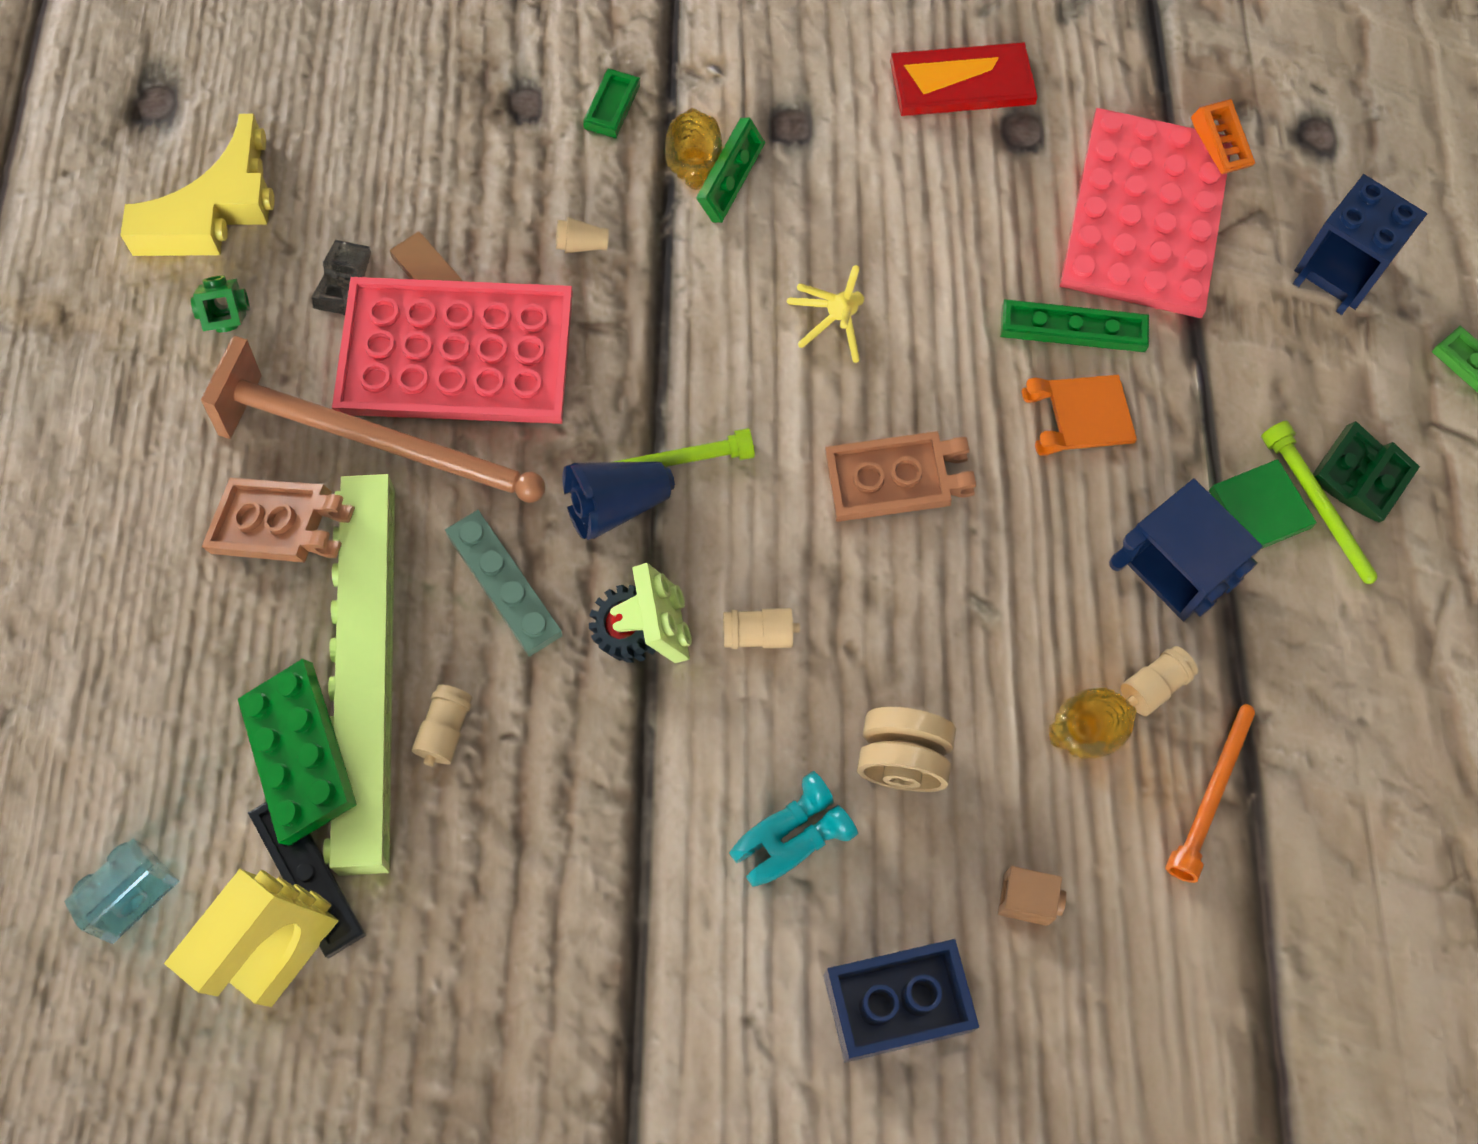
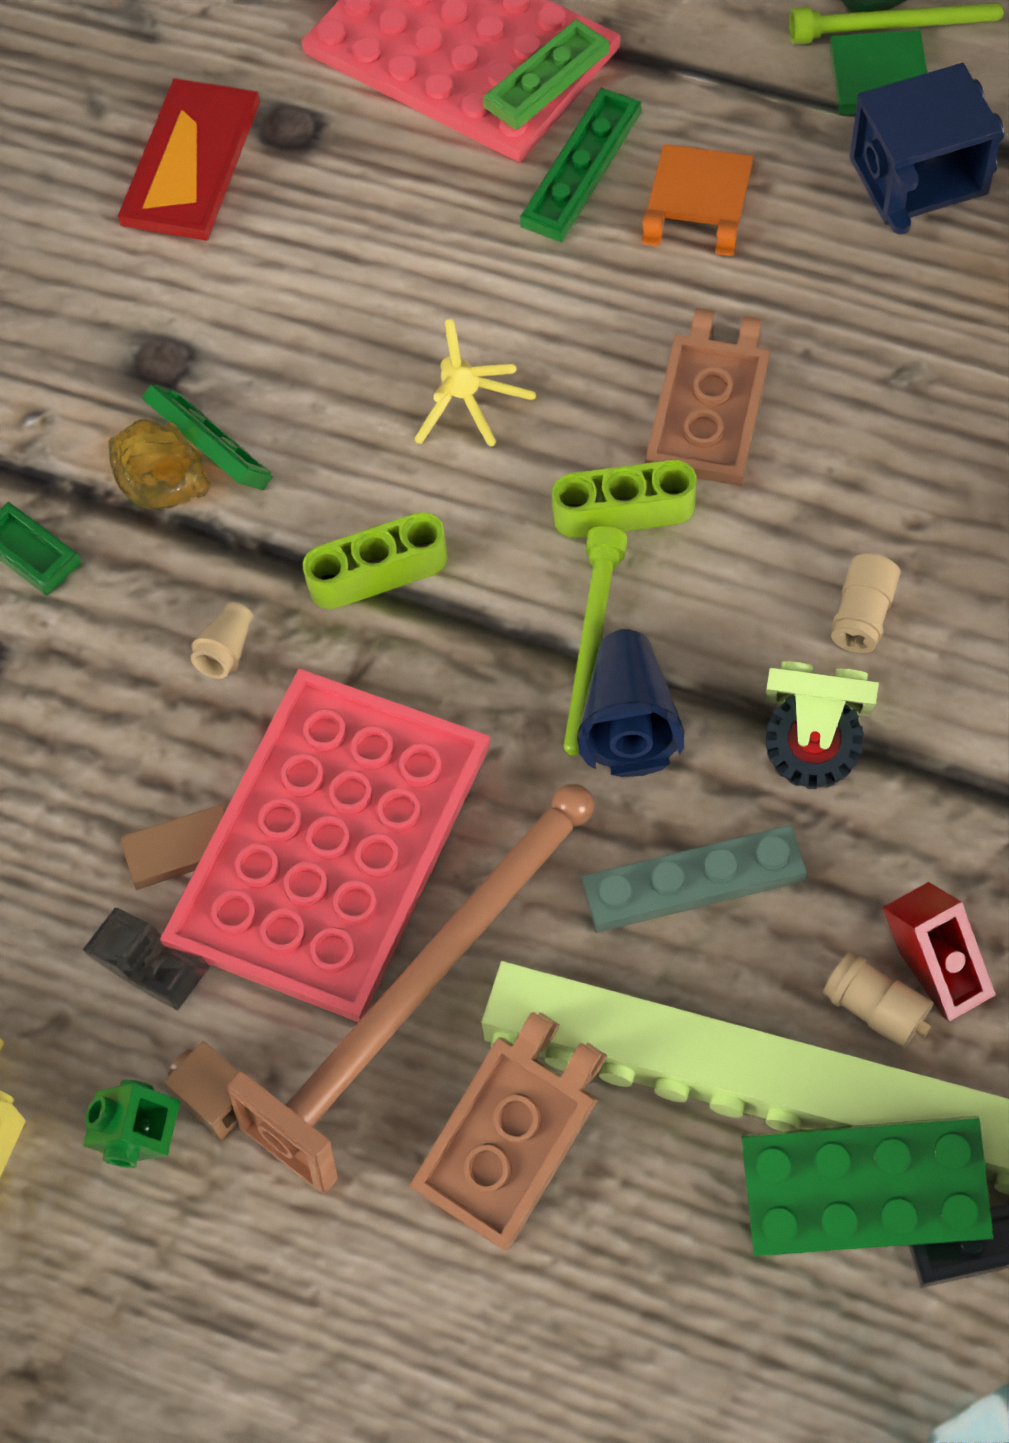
camera: 60 degrees left, 5 degrees down
(266, 339) = (200, 1083): none -> medium nougat brick
(493, 754) = (940, 949): none -> red slope
(669, 289) = (389, 541): none -> lime beam
(784, 426) = (642, 483): none -> lime beam
(1135, 270) = (546, 74): none -> bright green tile

